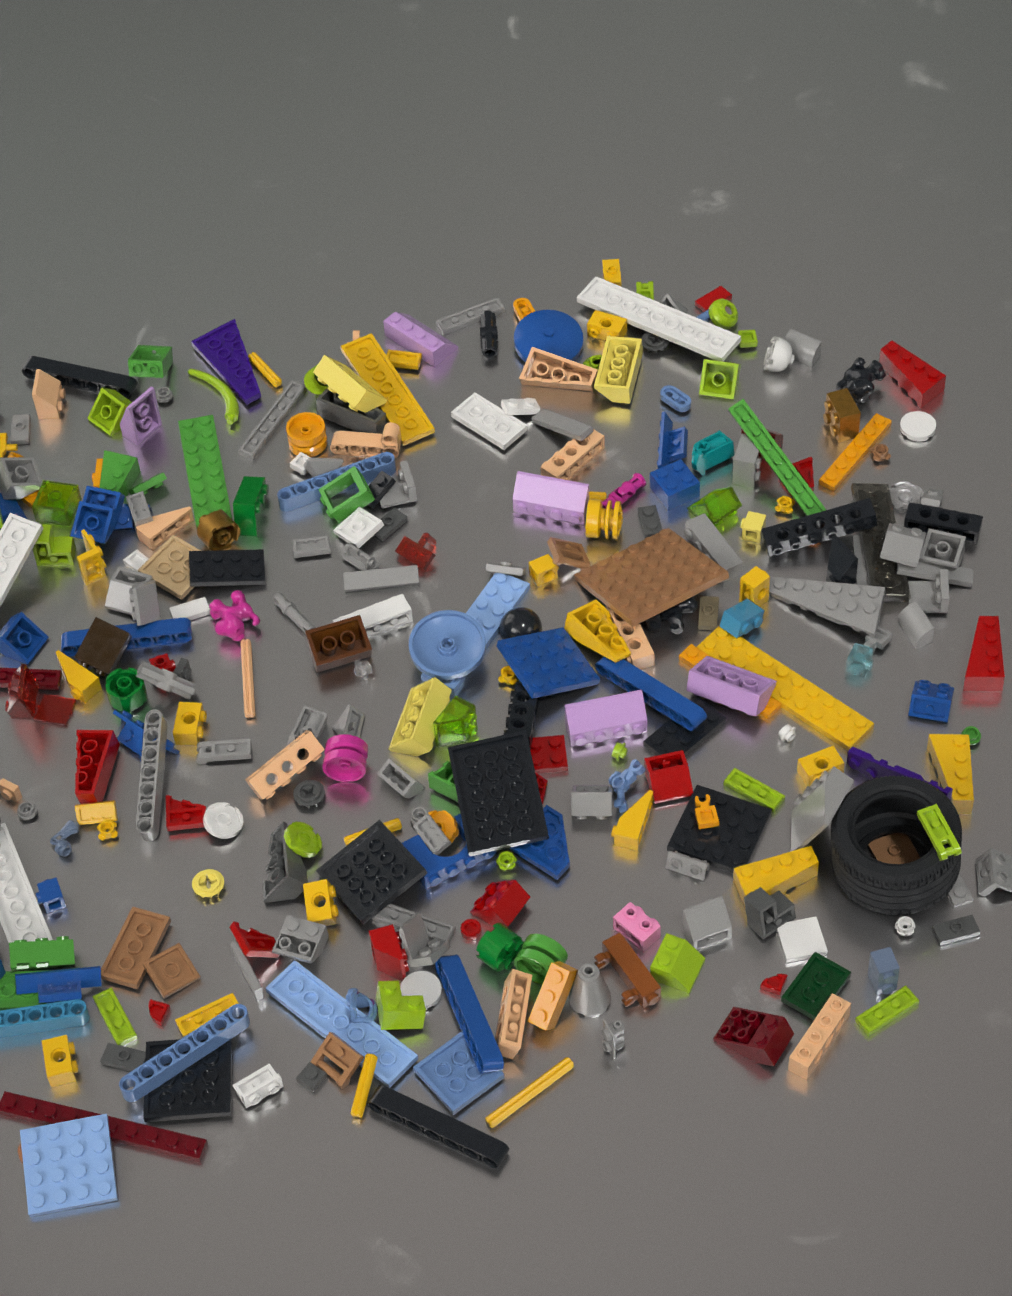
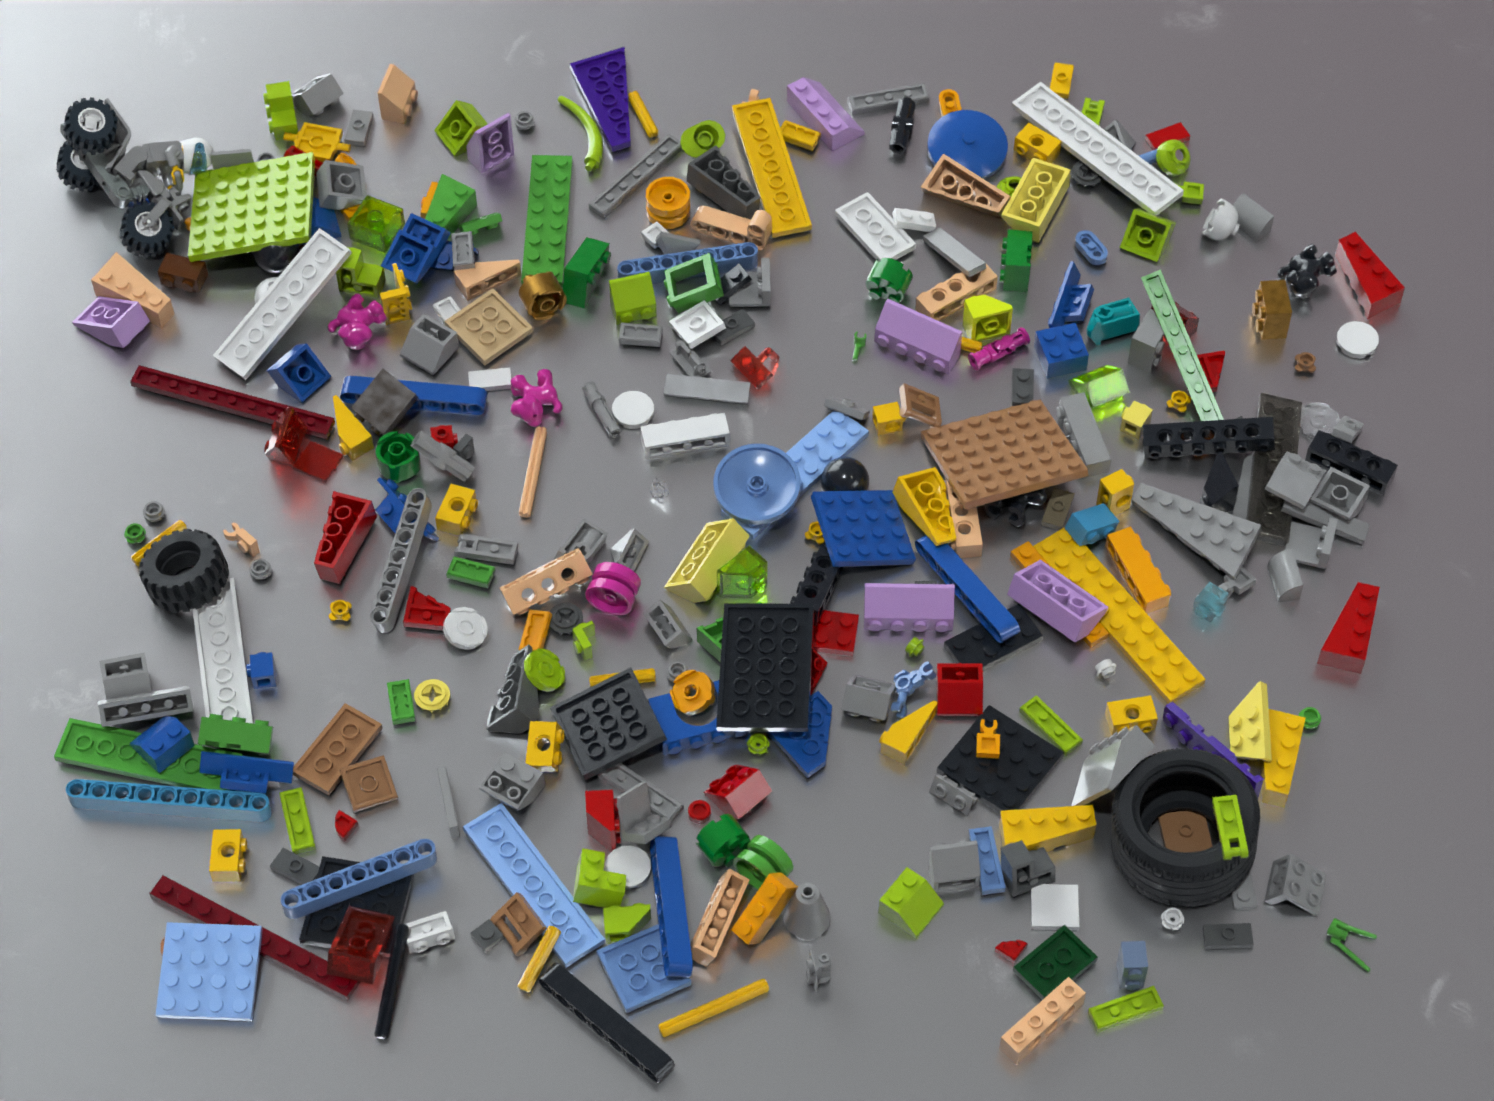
camera: 10 degrees right, 5 degrees up
(59, 586) = (356, 321): none -> dark pink animal
(63, 847) = (288, 619): sand blue piece -> none
(81, 376) = (438, 79): black beam -> none
(96, 812) = (332, 588): yellow plate -> none
(145, 602) = (442, 361): light grey slope -> none
(157, 363) = (524, 81): bright green window -> none
(182, 895) = (401, 701): none -> bright green plate
(195, 1019) = (386, 842): yellow plate -> none
(200, 1109) = (359, 945): none -> clear red slope
(215, 772) = (470, 572): none -> bright green plate
(227, 567) = (541, 339): black plate -> none
(236, 1134) = (391, 981): none -> black axle
(253, 942) = (462, 773): red wing -> none
(285, 807) = (535, 629): none -> light orange plate
(297, 517) = (632, 298): none -> lime slope
(321, 608) = (633, 409): none -> white tile
(328, 808) = (580, 637): none -> lime bracket
(338, 643) = (639, 455): reddish brown slope -> none
(348, 385) = (727, 155): light yellow slope -> none
(359, 1000) = (559, 864): medium blue piece -> none
(431, 1036) = (625, 921): none -> lime slope
(432, 834) = (683, 696): light grey plate -> none
(501, 514) = (858, 343): none -> bright green hand
(512, 457) = (888, 280): none -> green brick
(603, 519) = (968, 374): yellow wheel -> none
(604, 471) = (986, 318): none -> neon yellow slope
(616, 421) = (1016, 260): none -> green wedge
(631, 970) = (859, 899): dark orange brick -> none
(637, 926) = (878, 851): bright pink brick -> none
(741, 927) = (990, 868): none -> medium blue plate
(755, 1035) = (973, 1002): dark red slope -> none
(791, 647) = (1138, 570): none -> light orange brick
(855, 452) = (1276, 355): light orange plate -> none
(925, 752) = (1250, 726): none -> light yellow wing
(931, 700) = (1277, 667): blue bracket -> none

